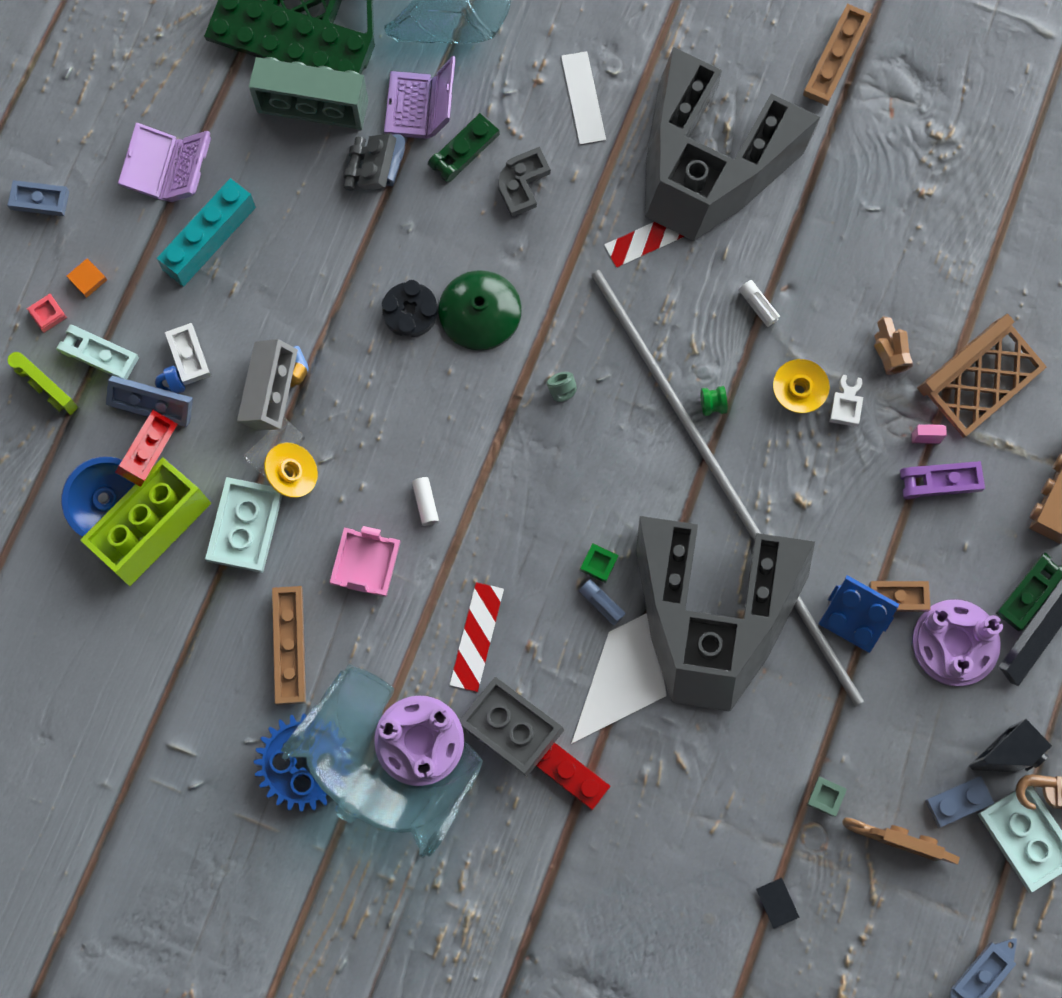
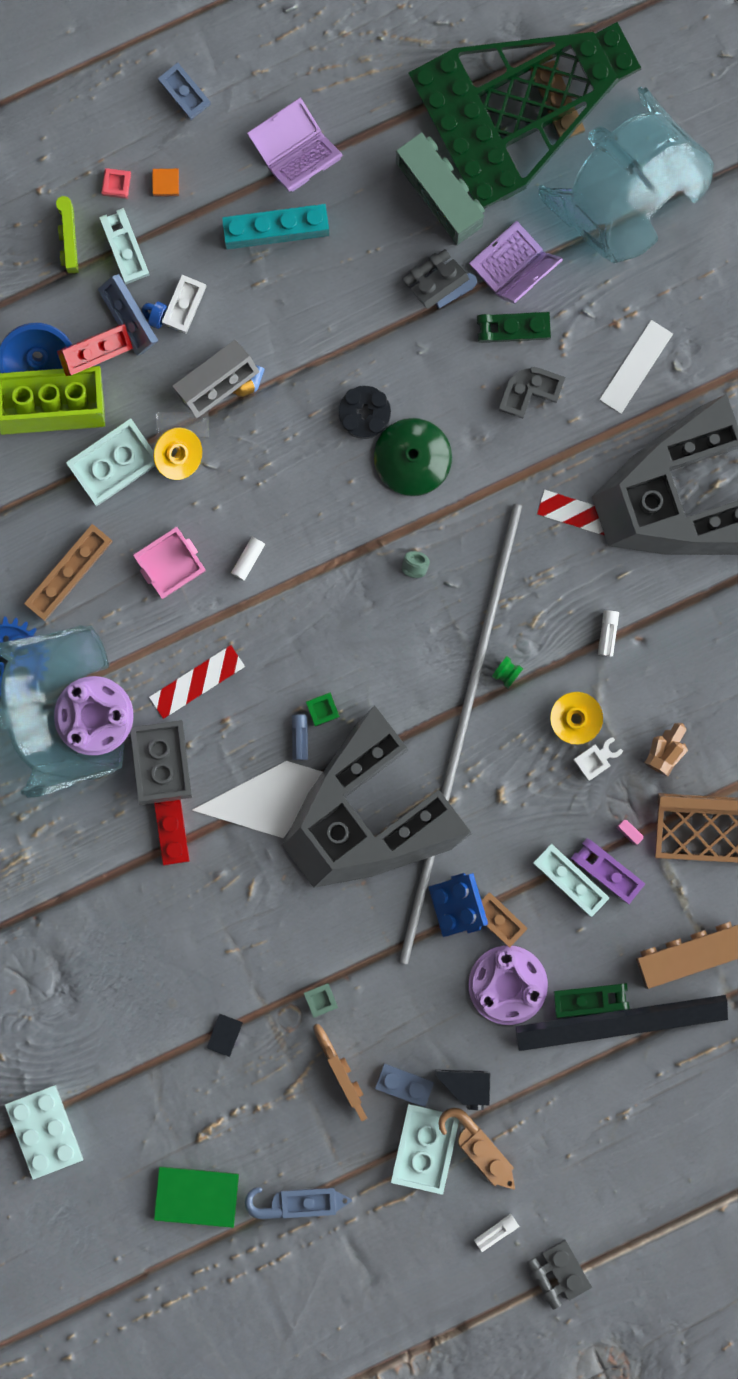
camera: 40 degrees right, 10 degrees up
(922, 513) = (571, 880): none -> light aqua plate

